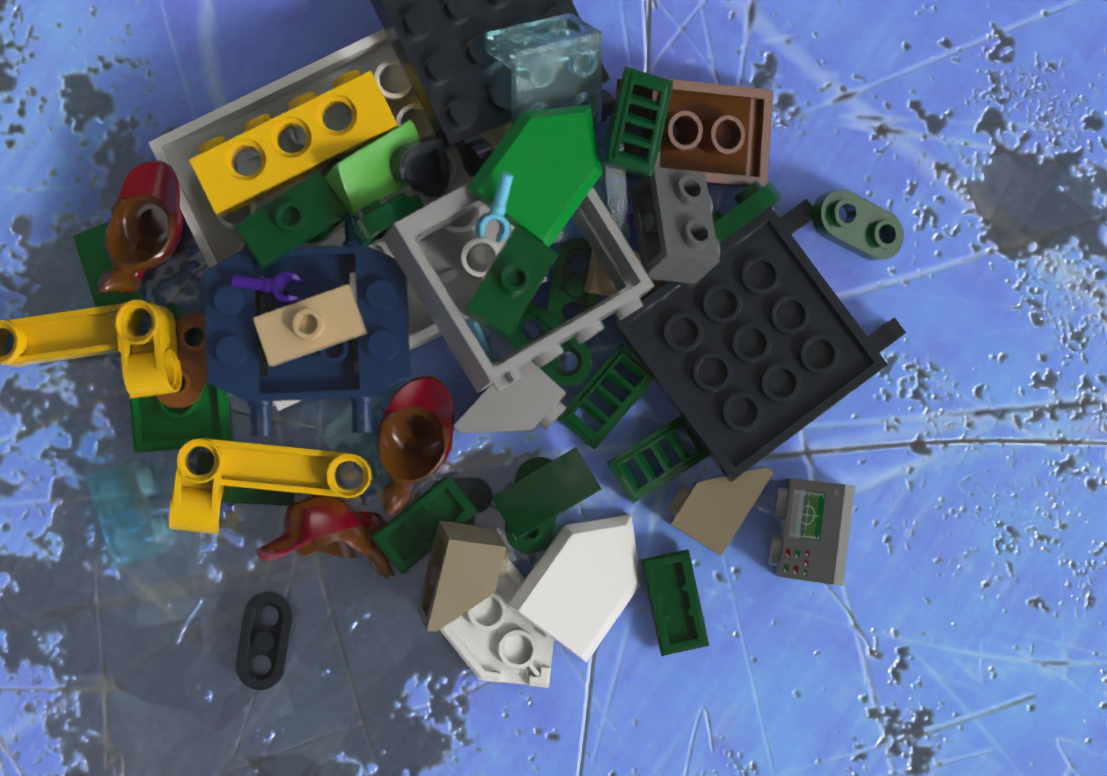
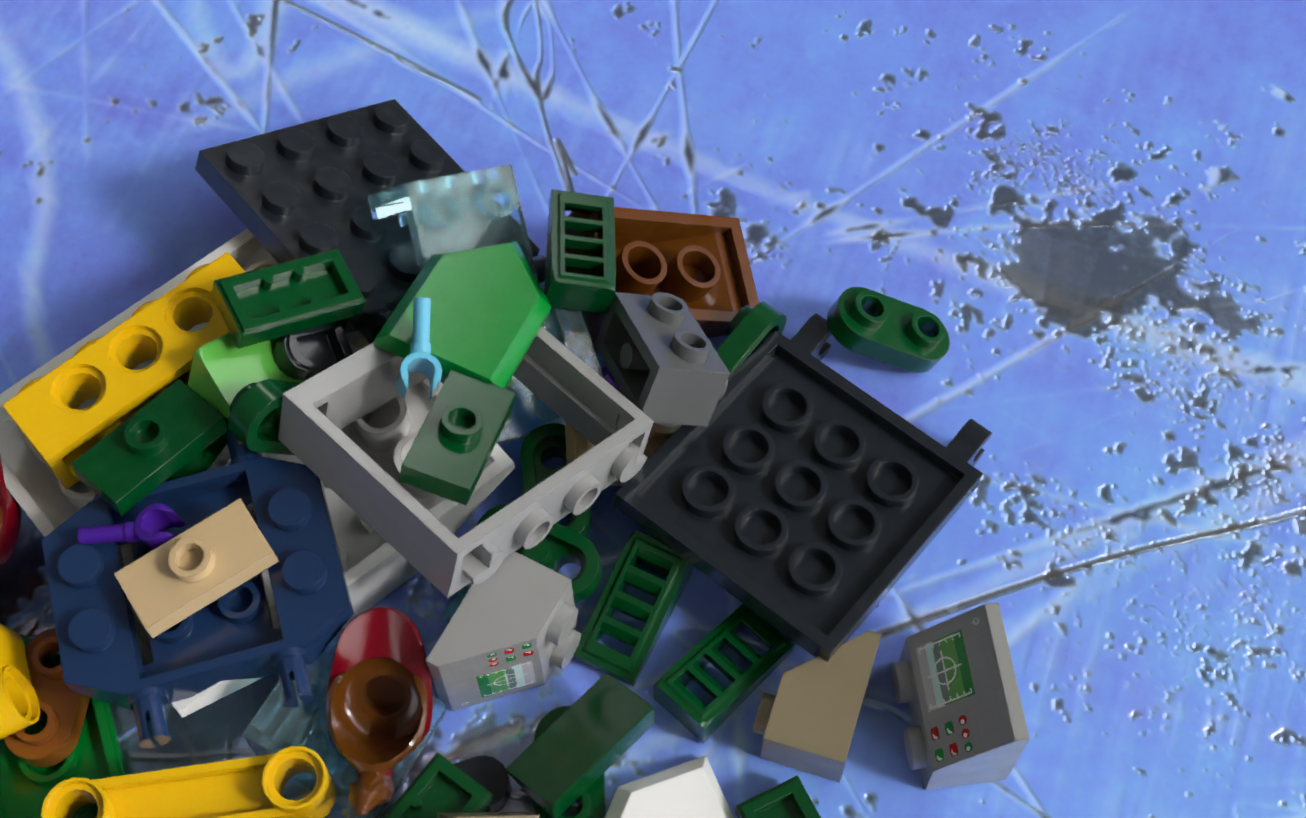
camera: 10 degrees left, 25 degrees down
(410, 130) = (287, 298): none -> dark green plate

